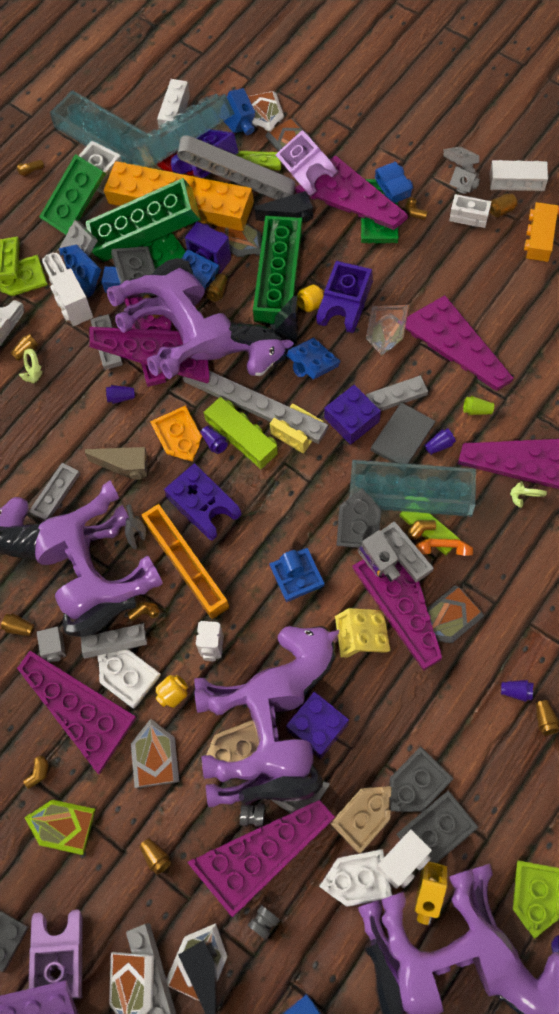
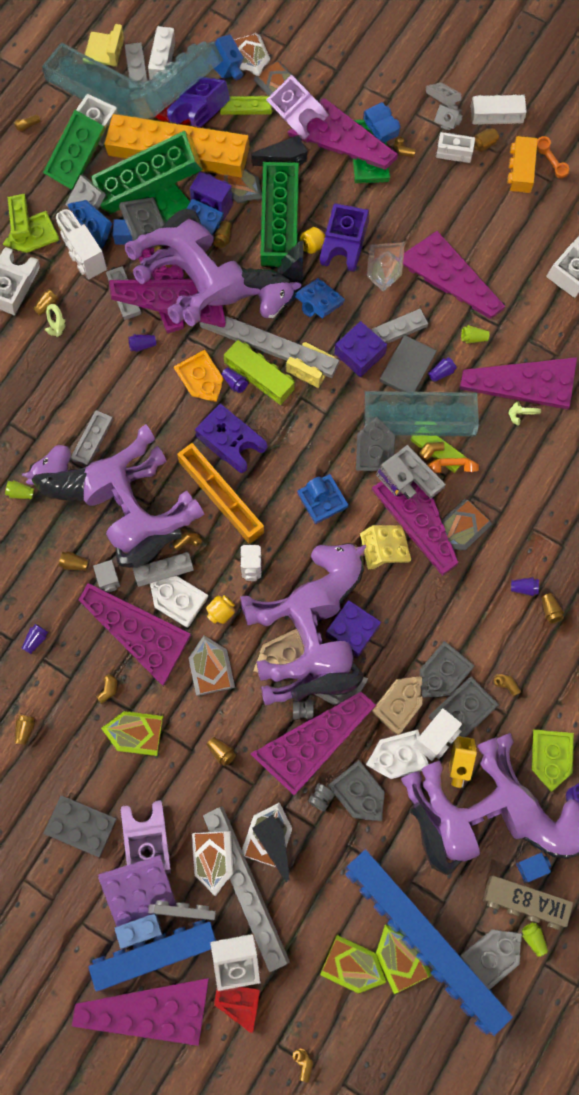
camera: 10 degrees left, 5 degrees up
(119, 98) = (106, 47): none -> light yellow bracket
(123, 461) = (152, 405): dark tan slope -> none
(133, 525) = (170, 463): dark grey hand -> none
(147, 113) = (136, 62): none -> light grey plate
(234, 168) = (230, 117): light grey beam -> none
(308, 920) = (359, 793): none -> dark grey tile
(490, 801) = (507, 682): none -> pearl gold arm

